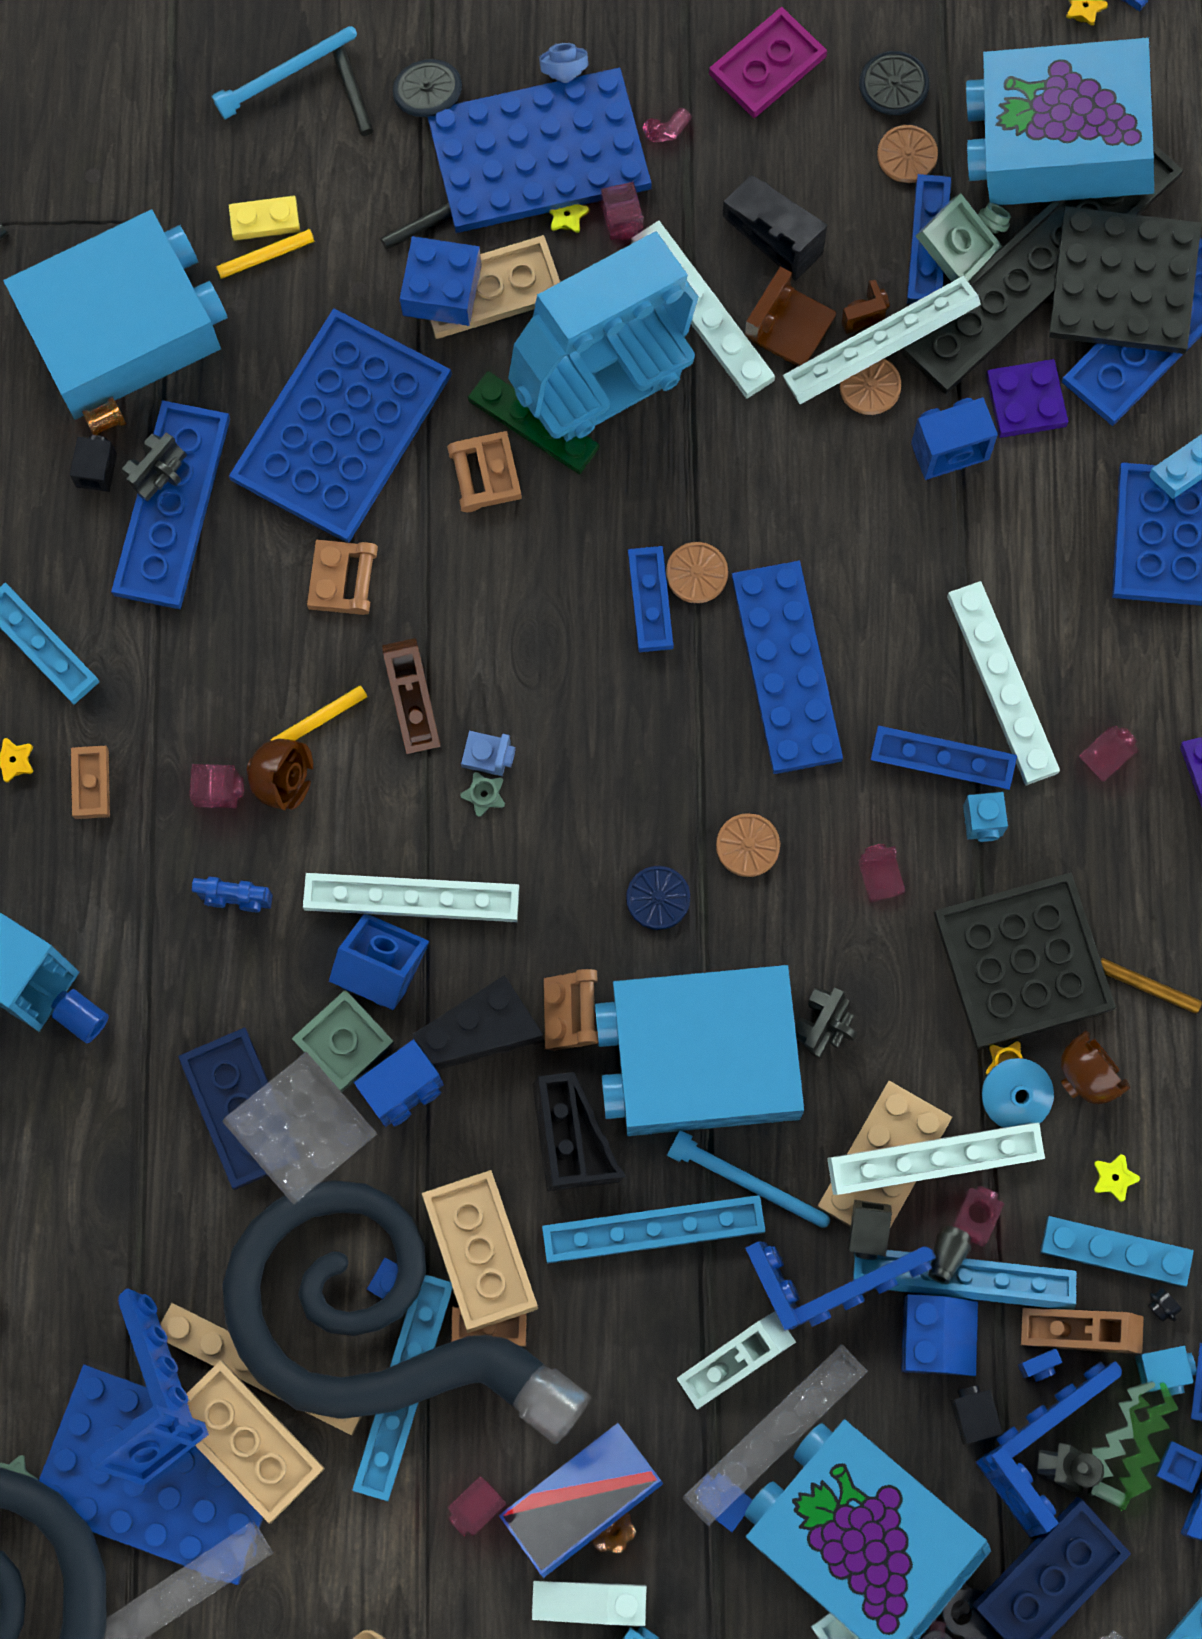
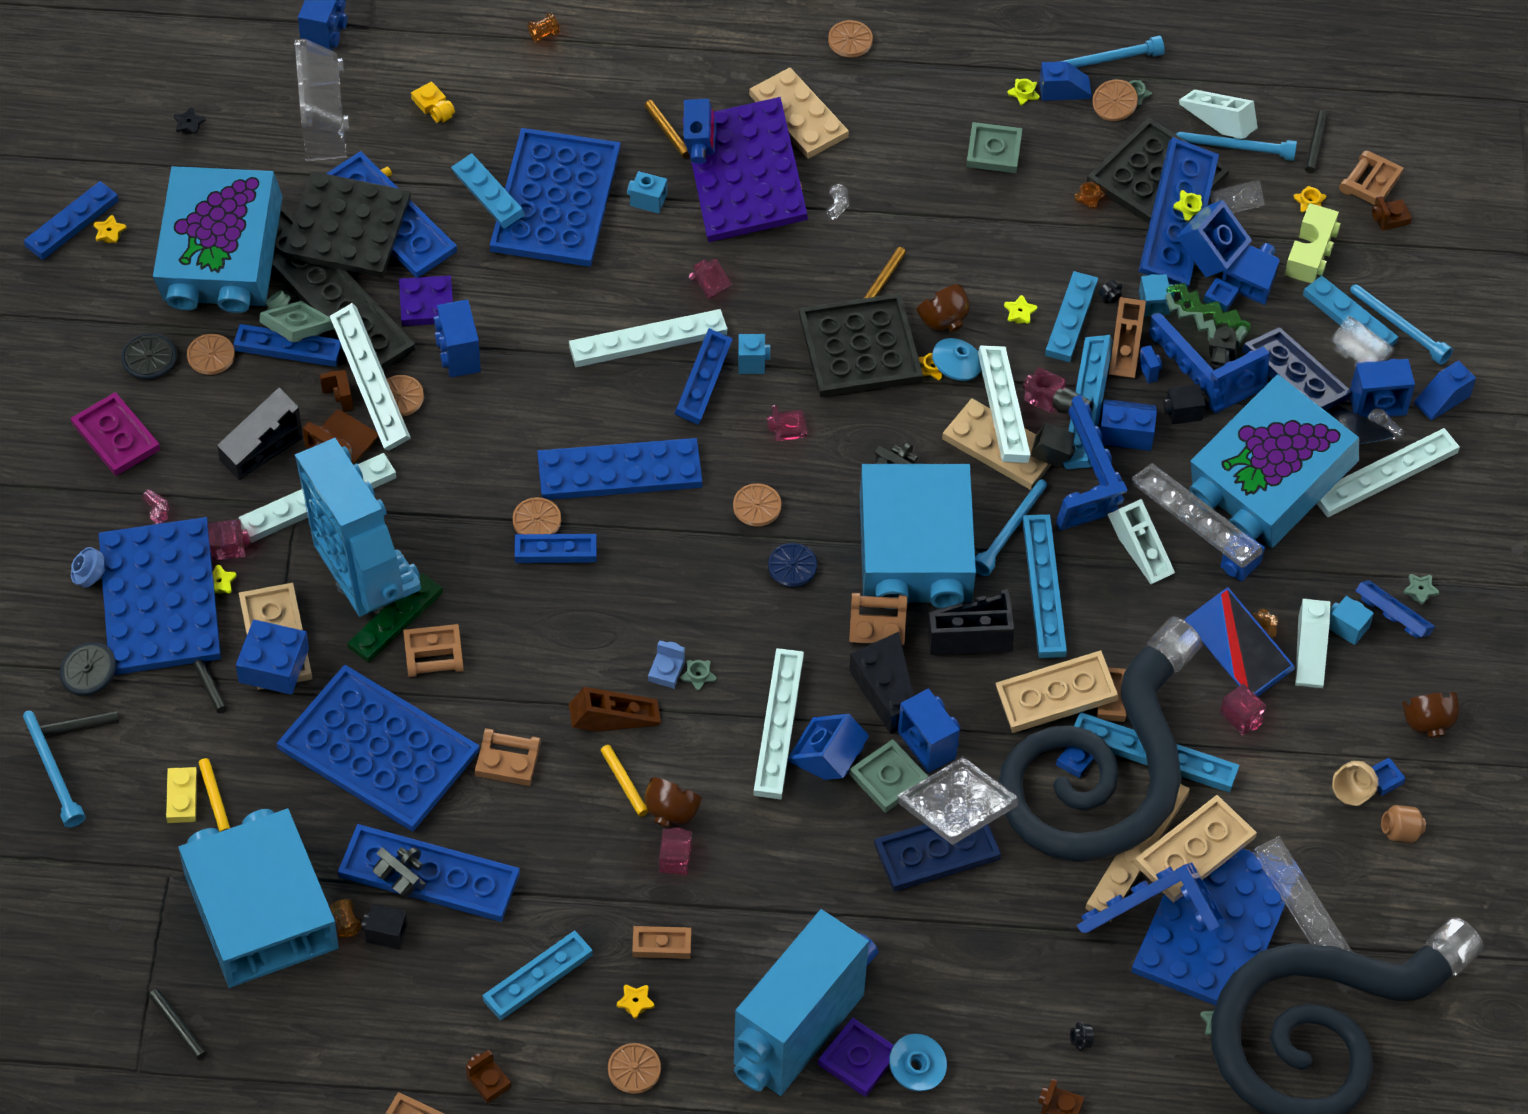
camera: 90 degrees left, 20 degrees down
(218, 893) = (766, 838): blue plate -> none

